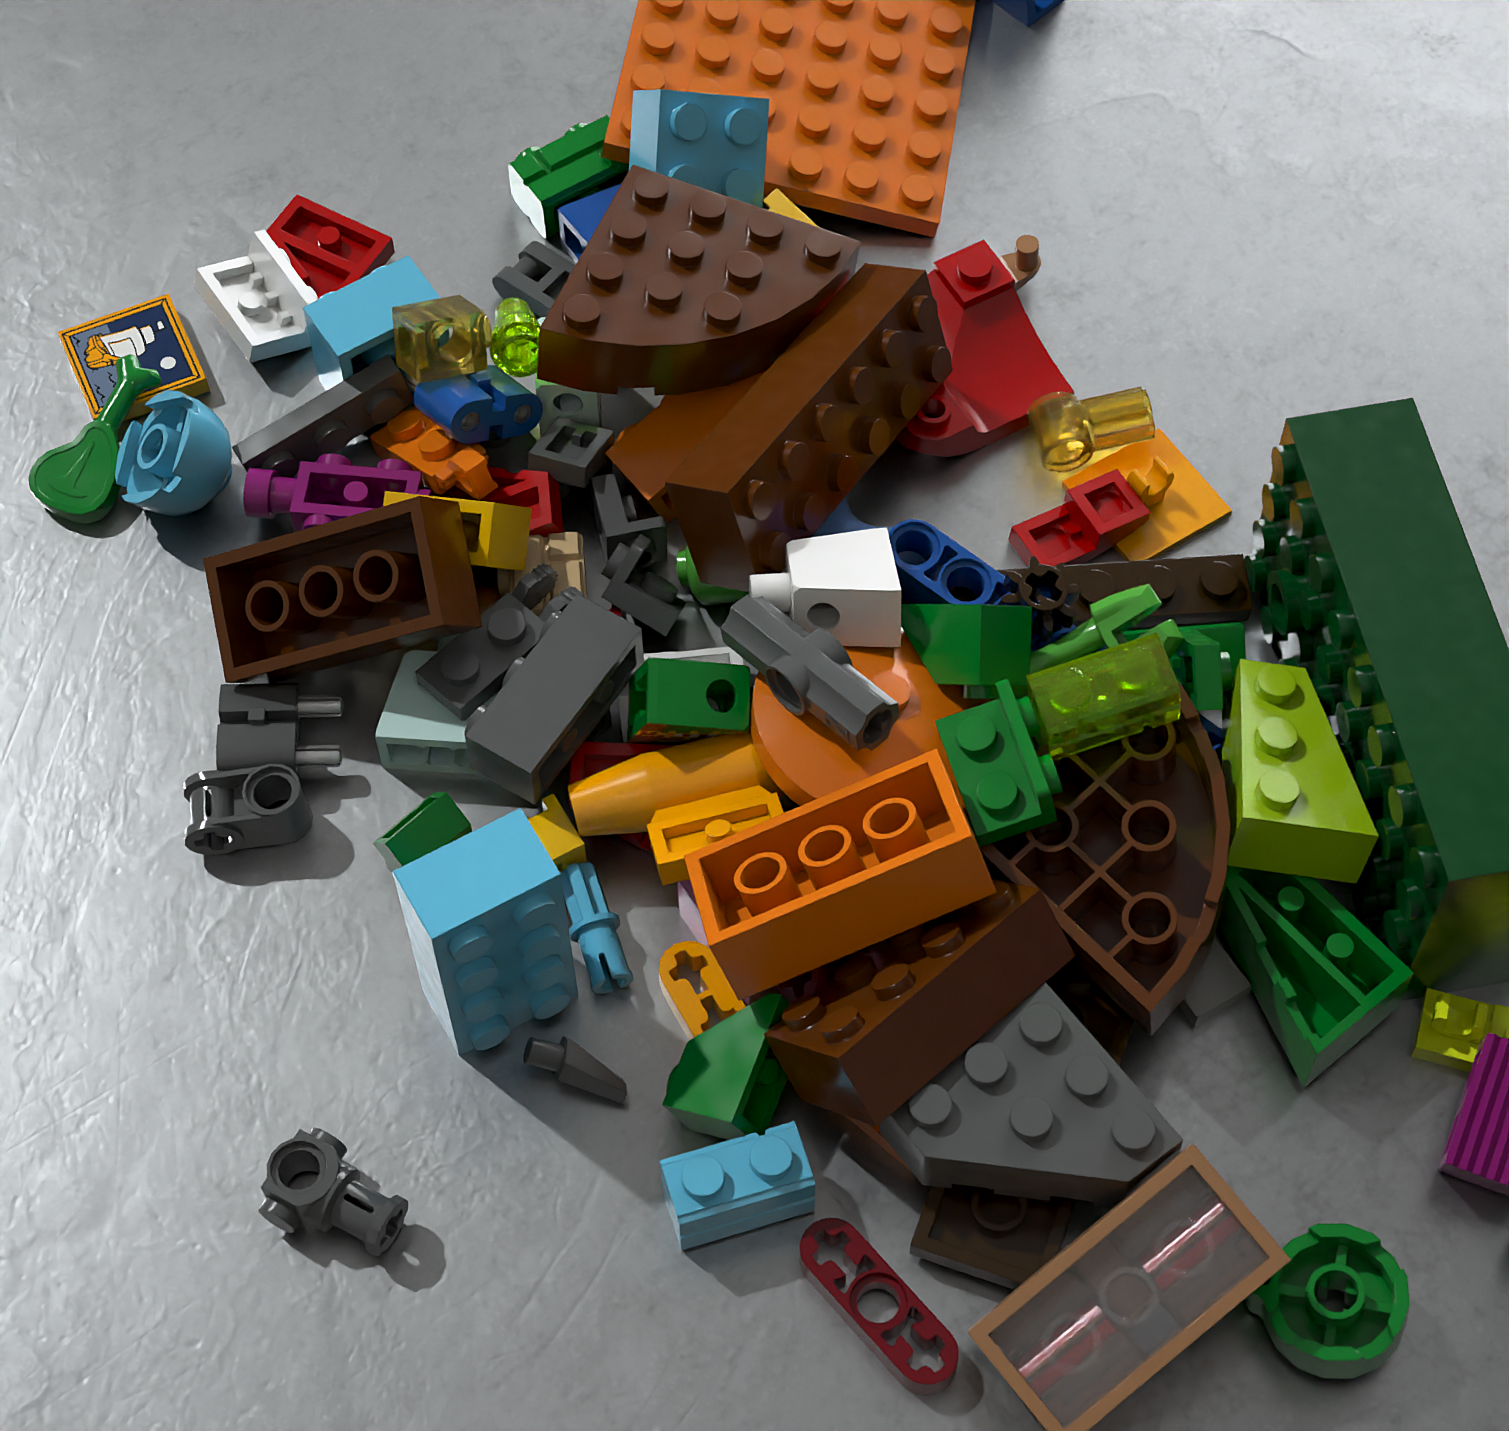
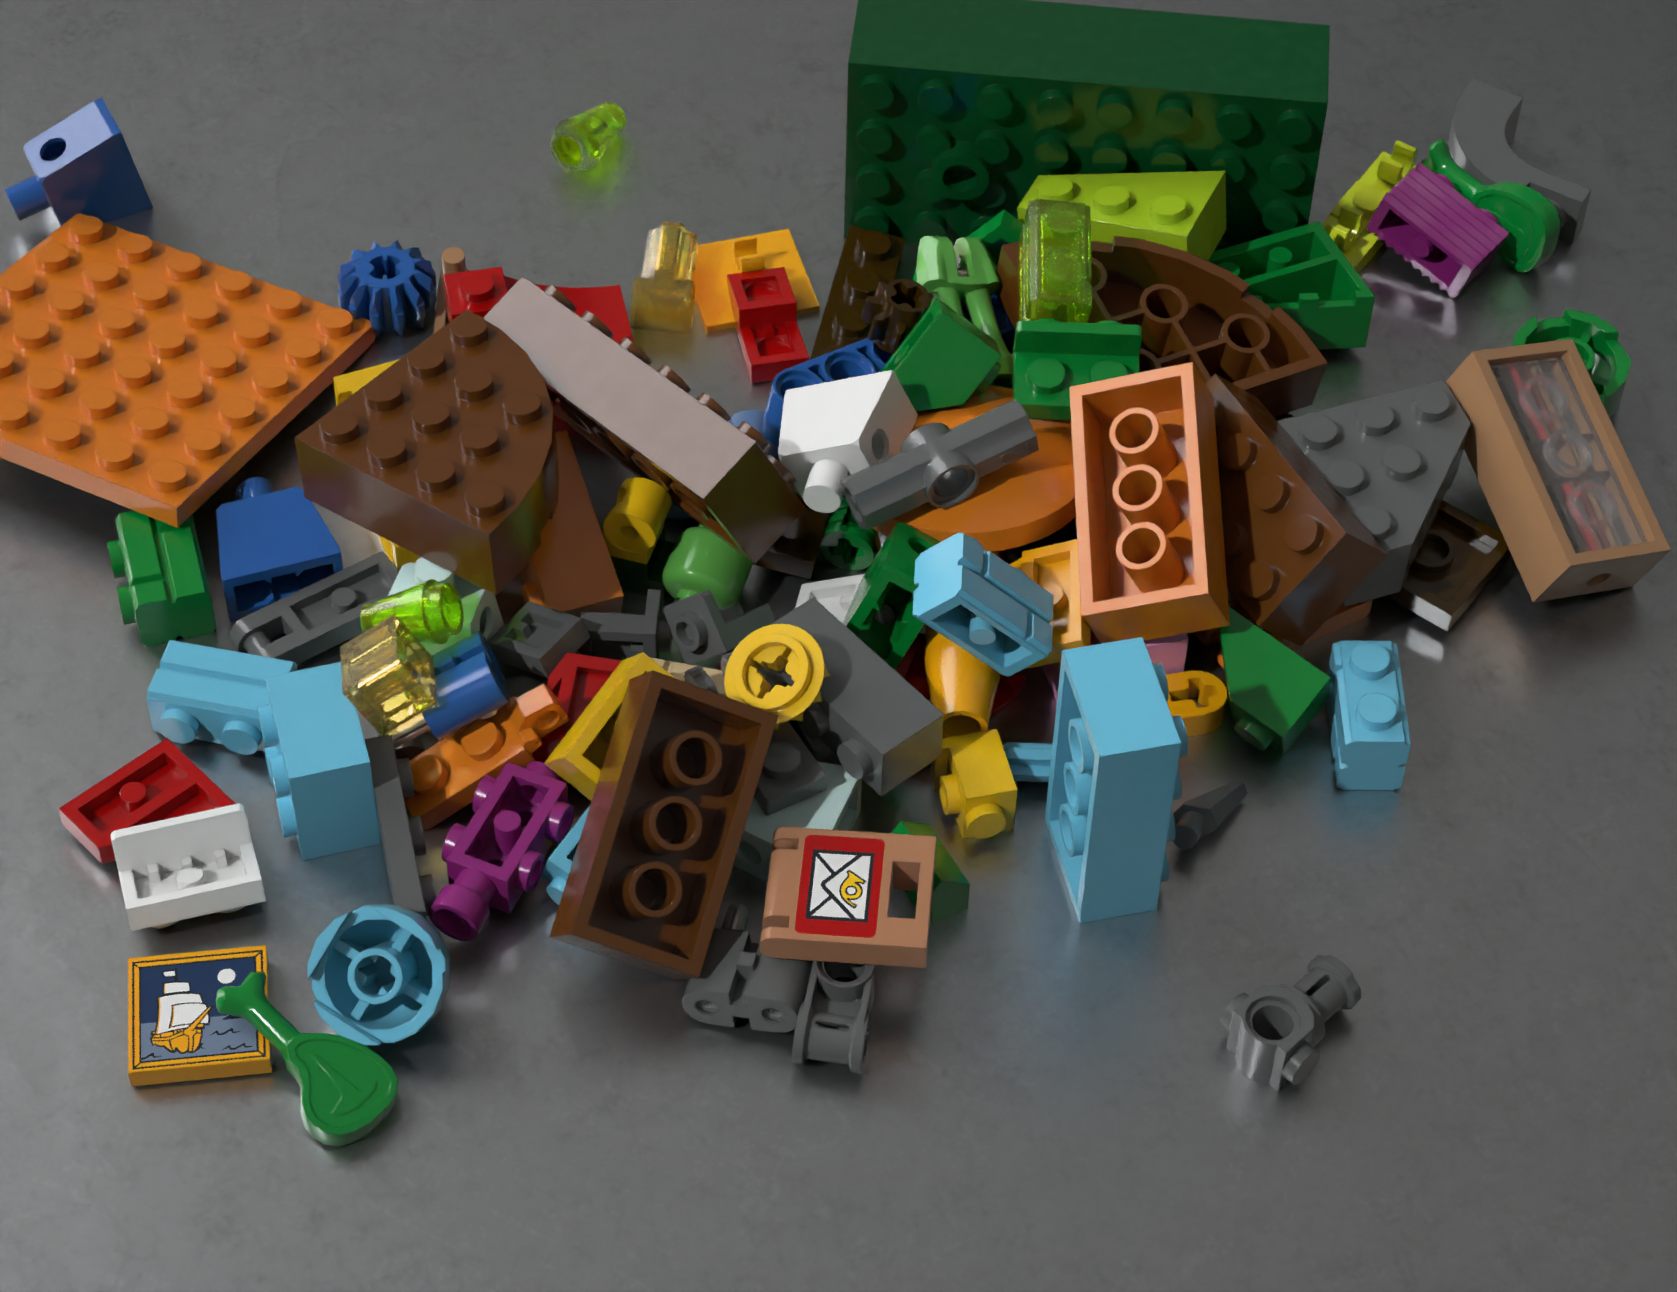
camera: 75 degrees left, 10 degrees down
(329, 753) = (833, 897): none -> nougat container
(453, 248) = (211, 695): none -> medium azure brick
(523, 621) = (771, 649): none -> yellow gear
(650, 759) = (983, 604): none -> medium azure brick
(702, 140) = (248, 419): medium azure brick -> none
(925, 1333) = (1476, 682): dark red beam -> none
(981, 210) = (388, 287): none -> blue gear
(1269, 306) = (587, 136): none -> clear neon green cone

